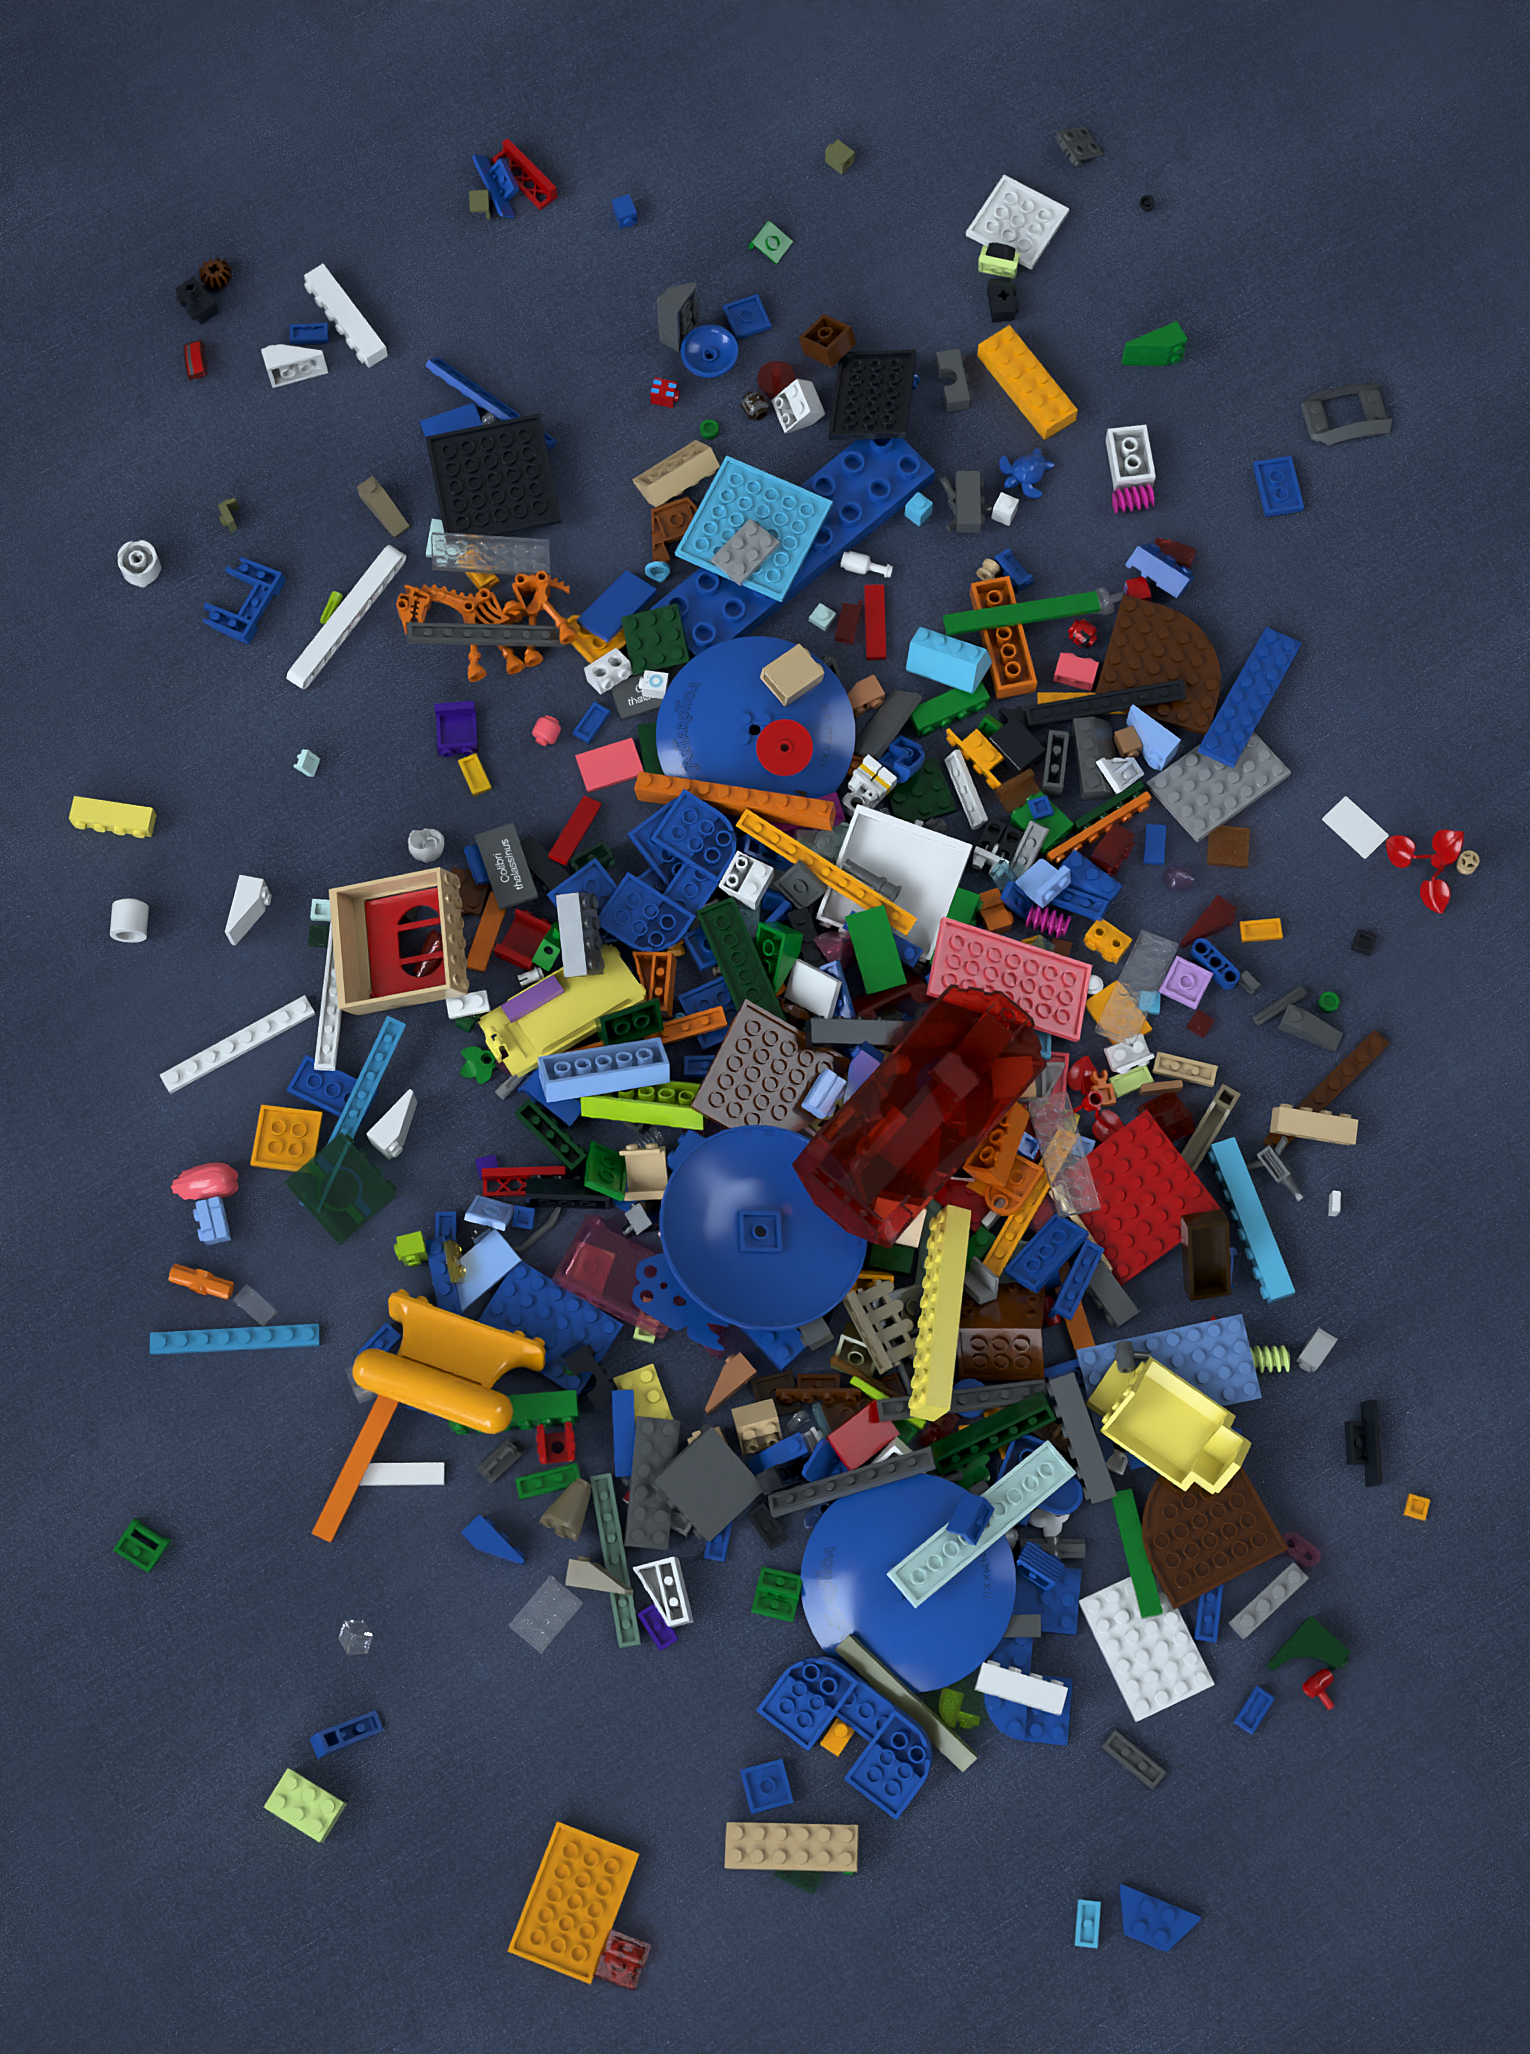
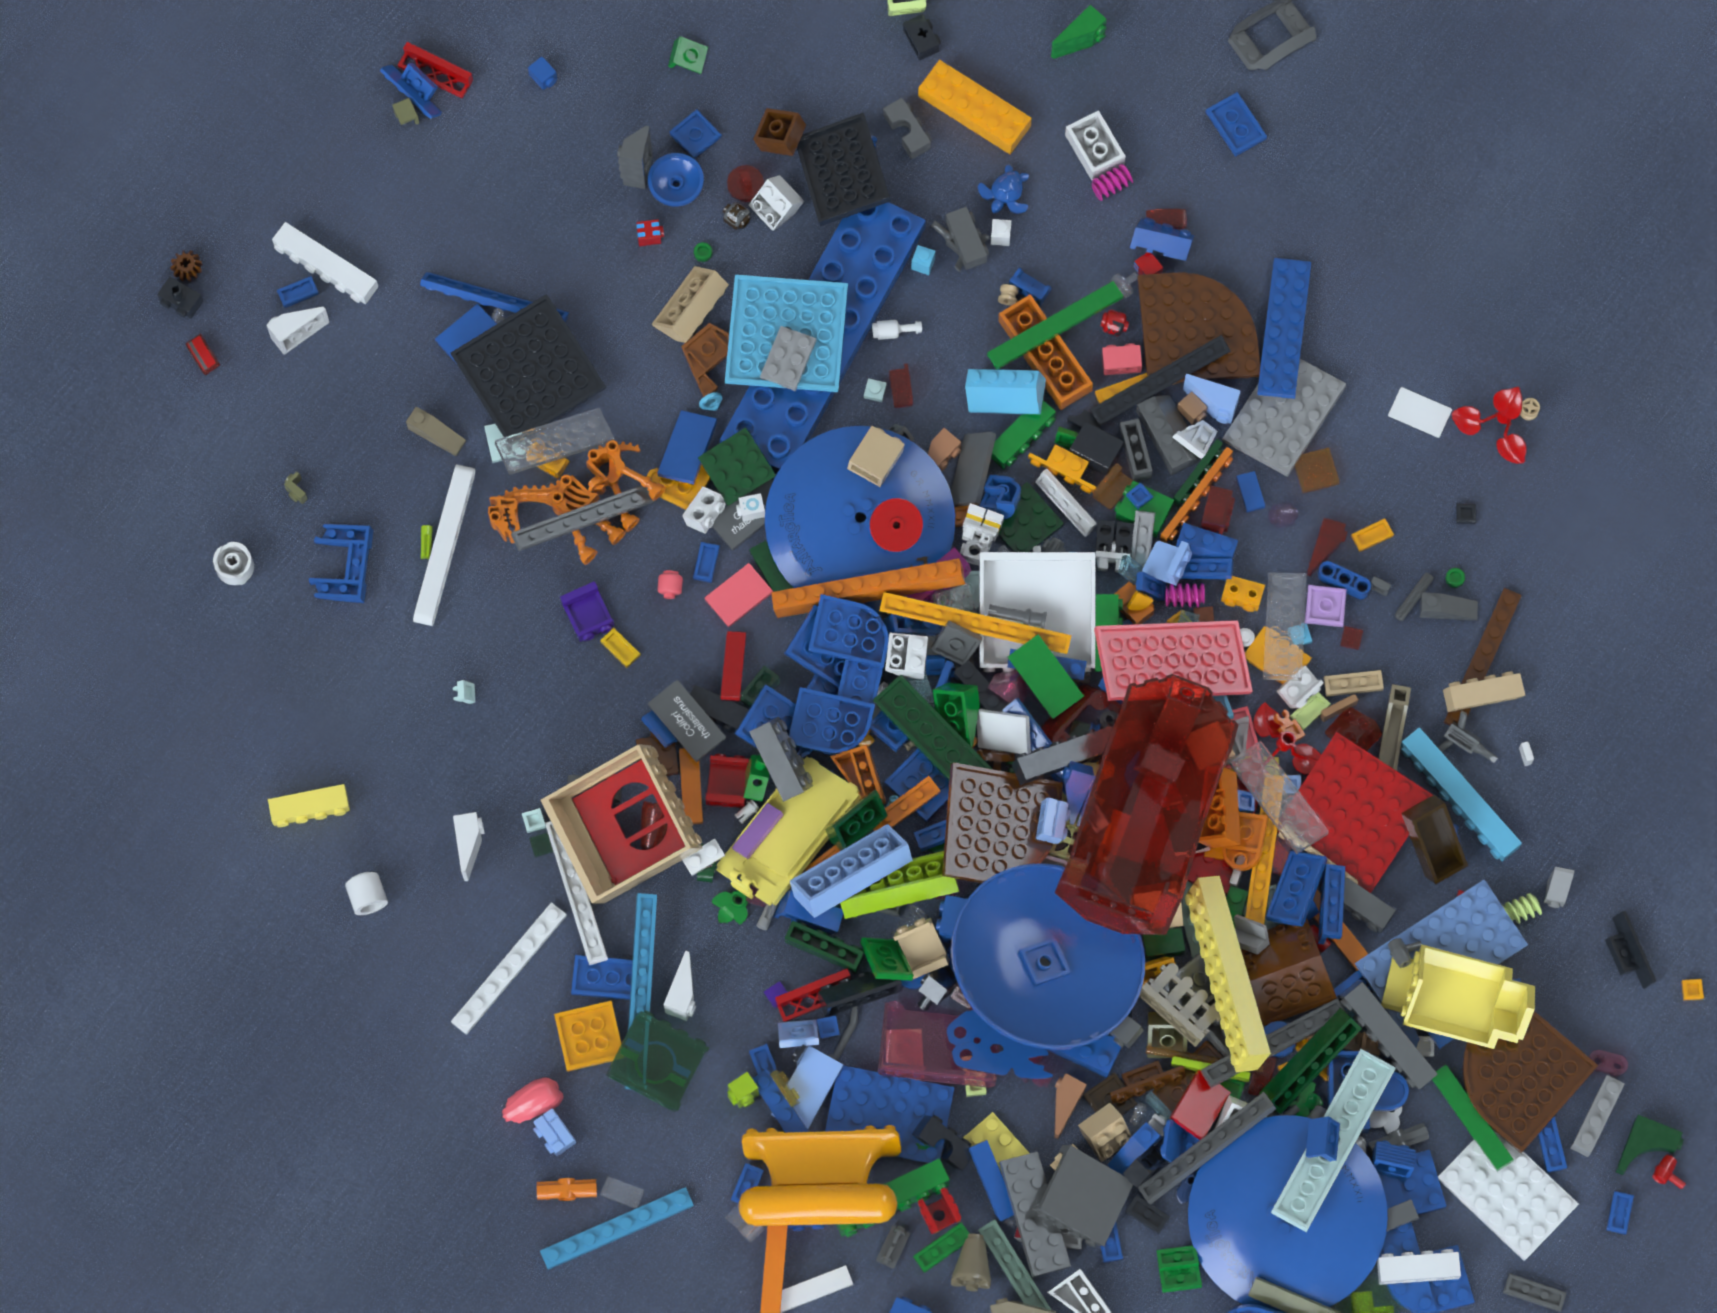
camera: 20 degrees left, 0 degrees up
(426, 844) = (605, 727): white hair -> none
(875, 622) = (924, 378): red tile -> none
(999, 910) = (1139, 601): none -> light orange tile

